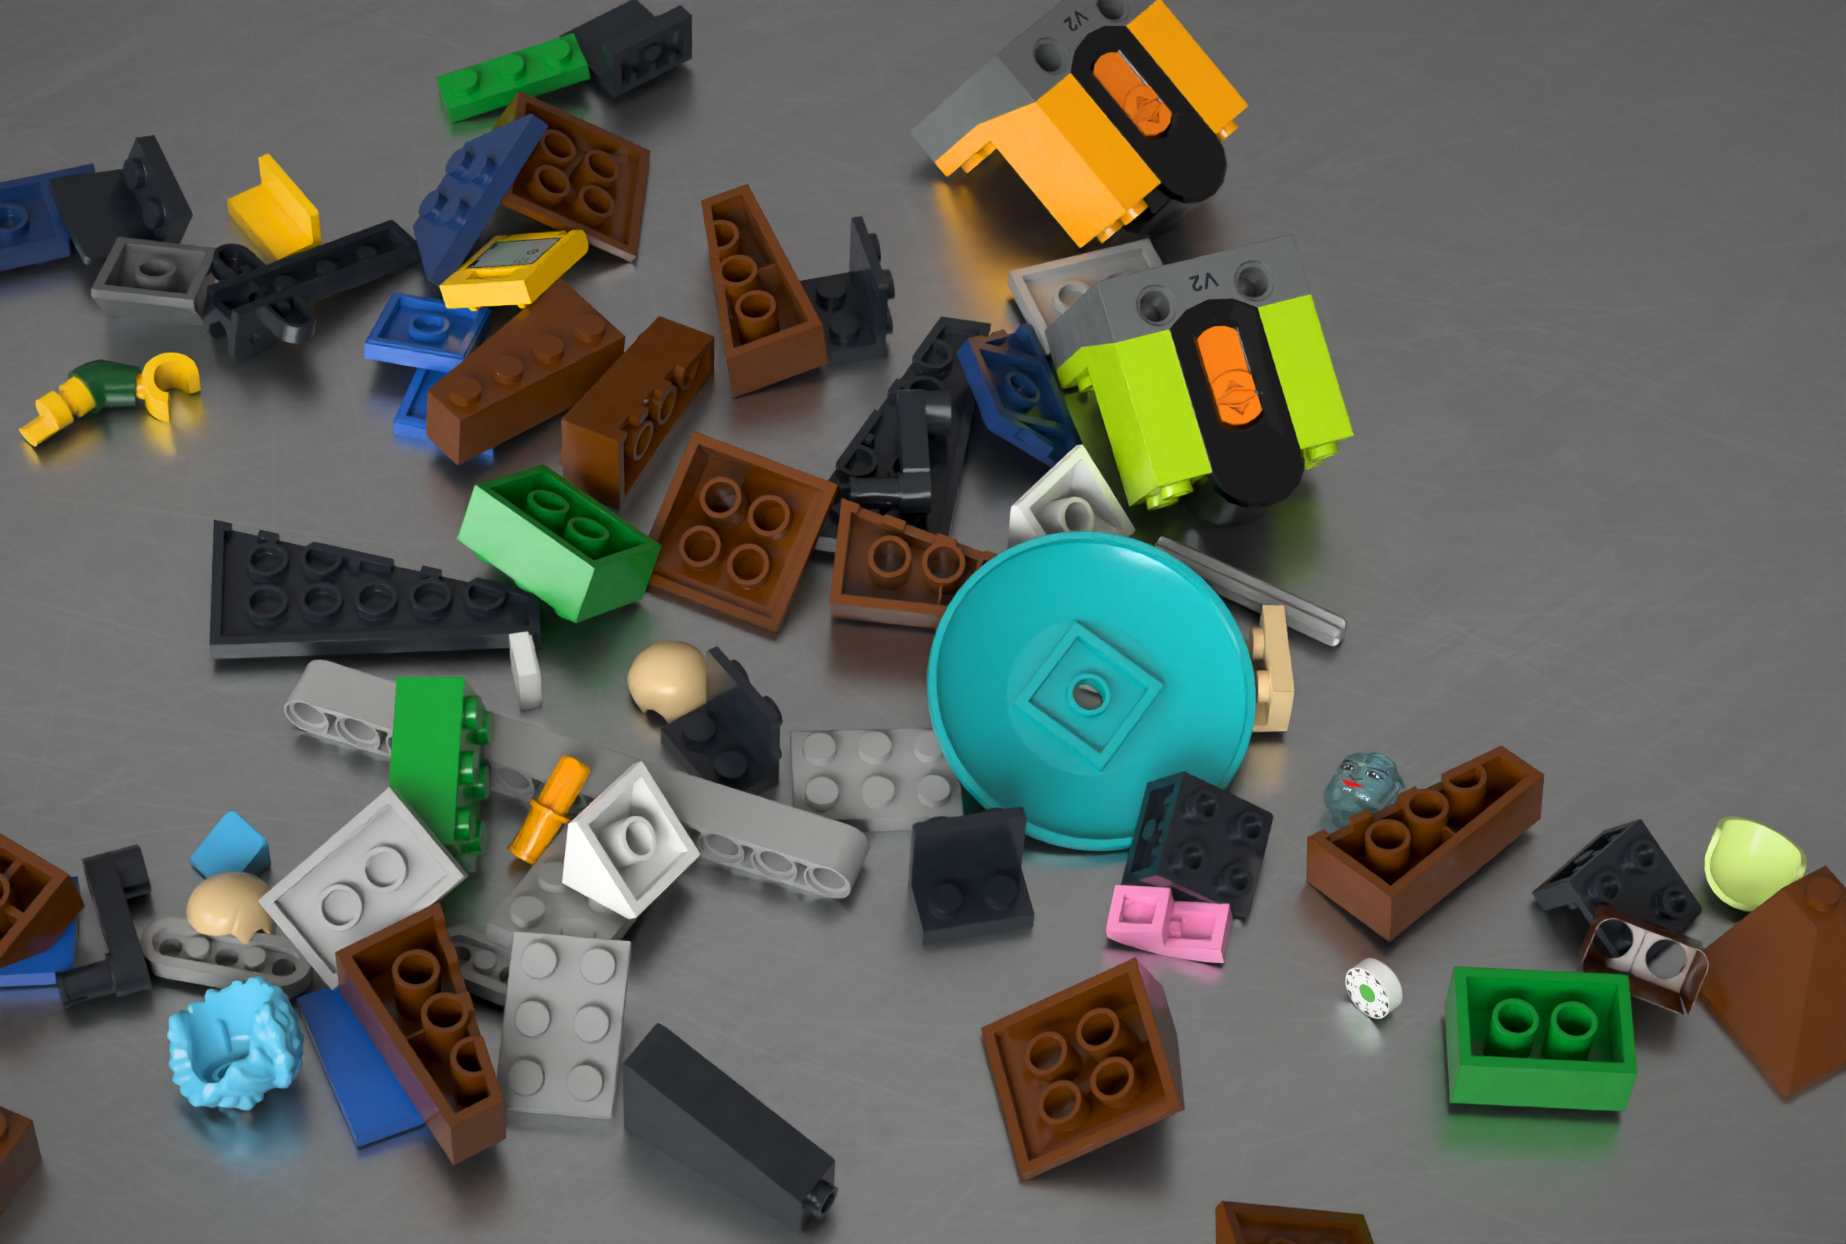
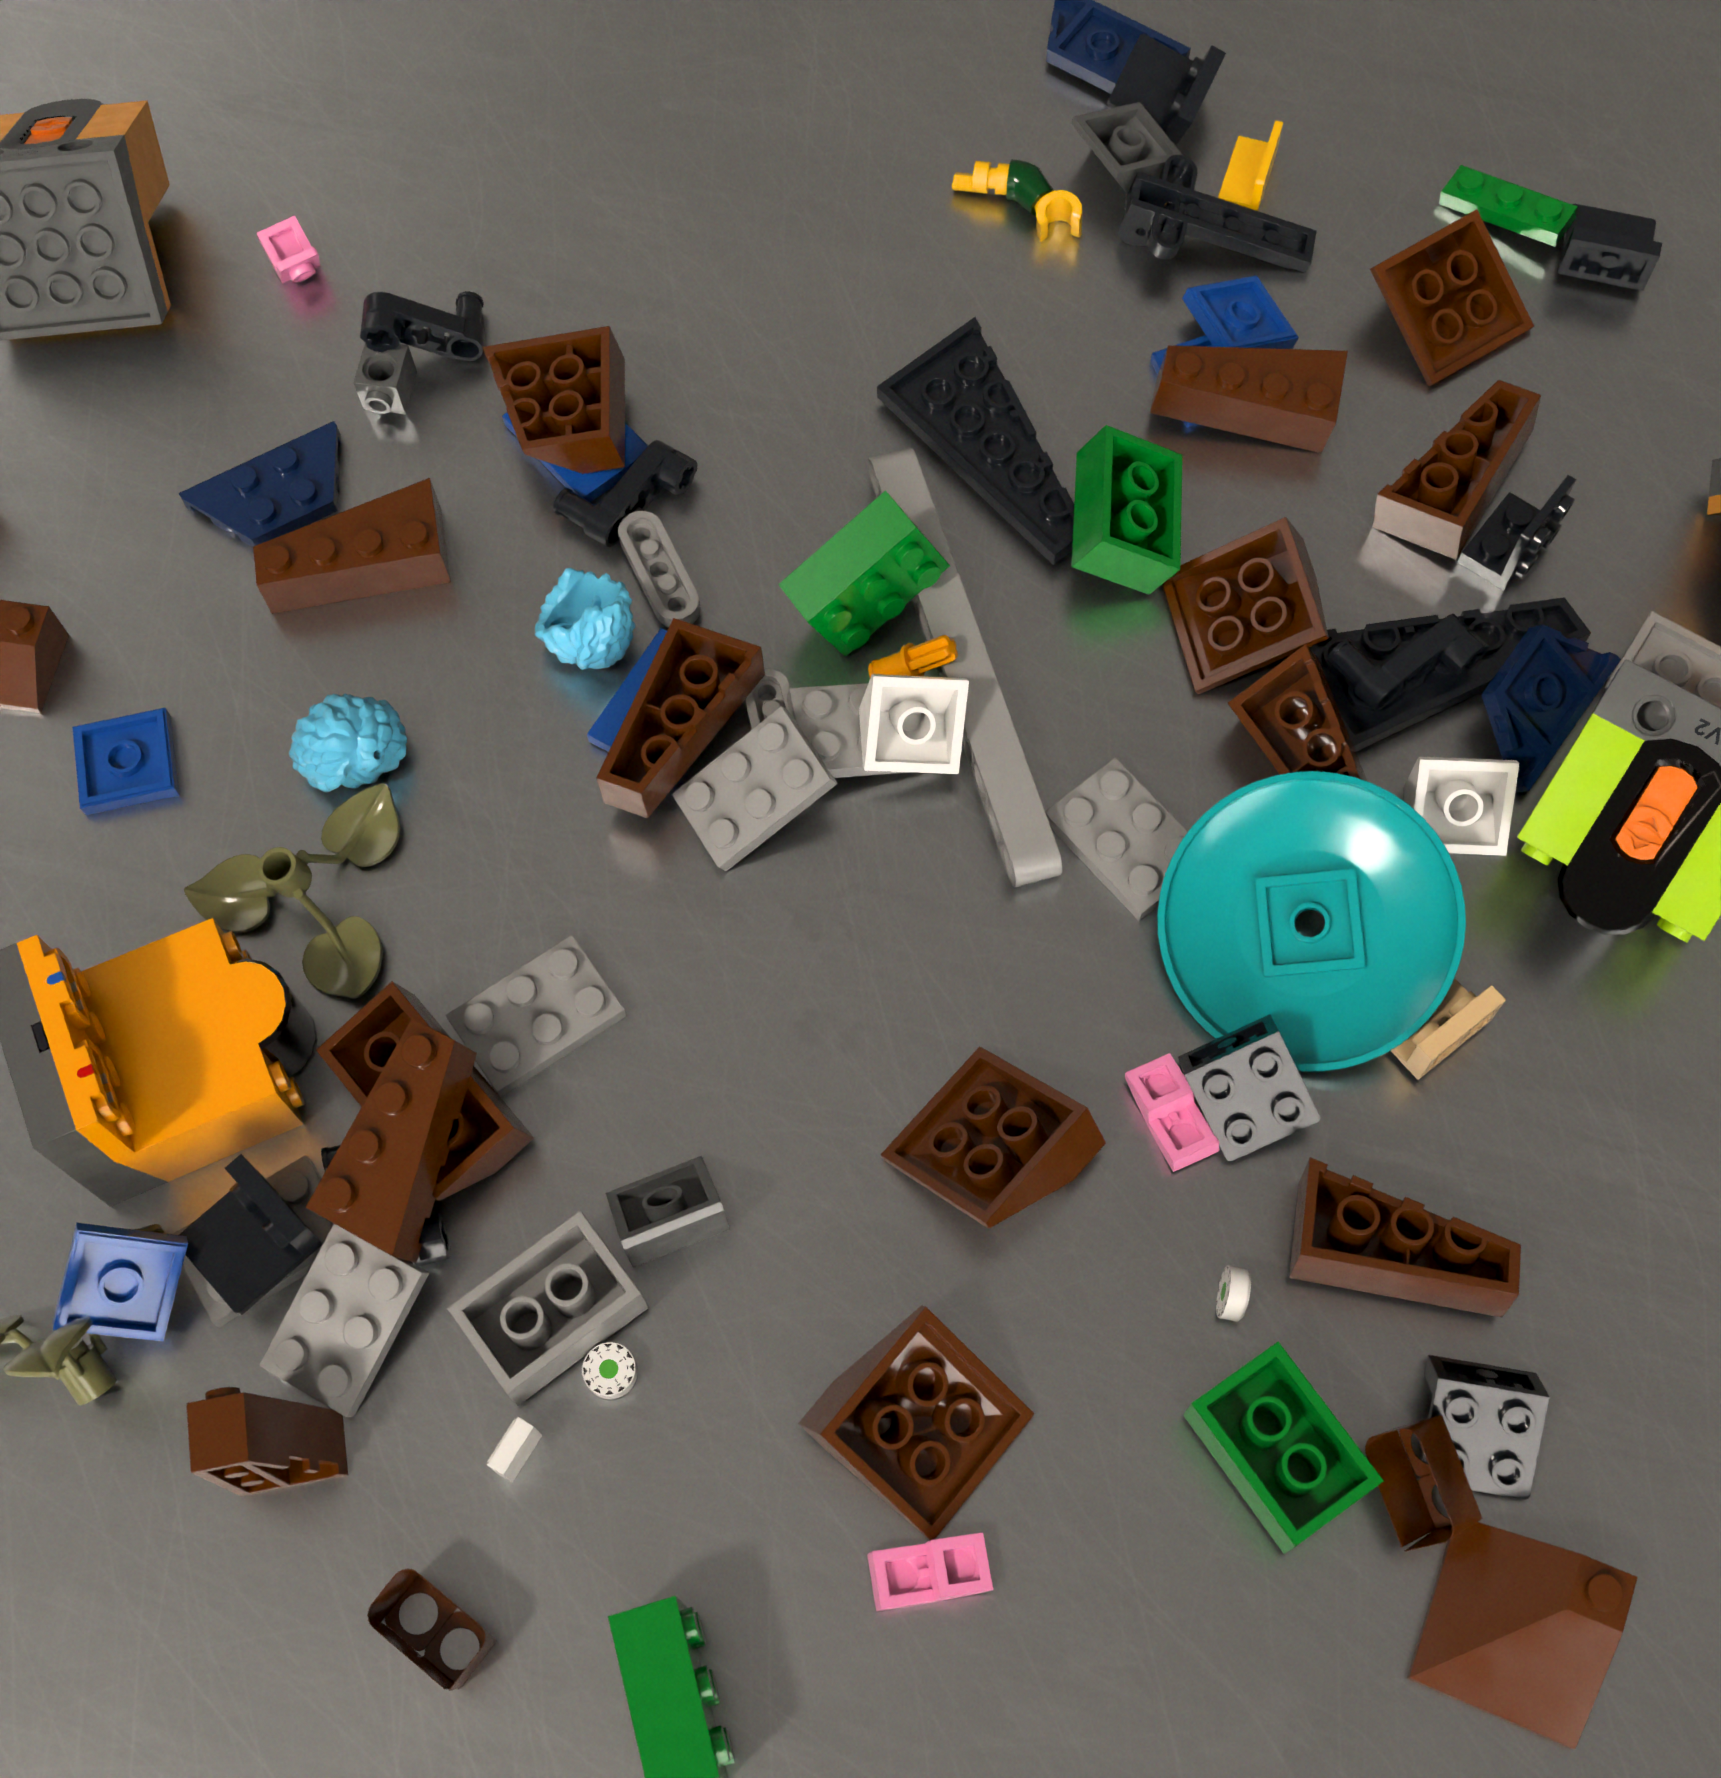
camera: 60 degrees right, 15 degrees up
(230, 905) = (689, 544): tan hair -> none
(232, 847) = (739, 516): dark azure slope -> none
(362, 881) = (744, 593): light grey plate -> none
(470, 193) = (1352, 253): dark blue wing -> none
(513, 269) = (1337, 322): yellow container -> none
(525, 670) = (1018, 568): white tile -> none
(634, 410) = (1290, 473): reddish brown wedge -> none
(668, 679) = (1093, 659): tan hair -> none
(723, 1131) = (748, 943): black slope -> none
(732, 735) = (1067, 725): black bracket -> none
(969, 875) = (1086, 953): black bracket -> none
(1255, 592) = (1521, 969): light grey axle -> none
(1361, 784) = (1404, 1168): clear light blue head -> none
(1750, 862) = (1601, 1512): yellowish green helmet -> none

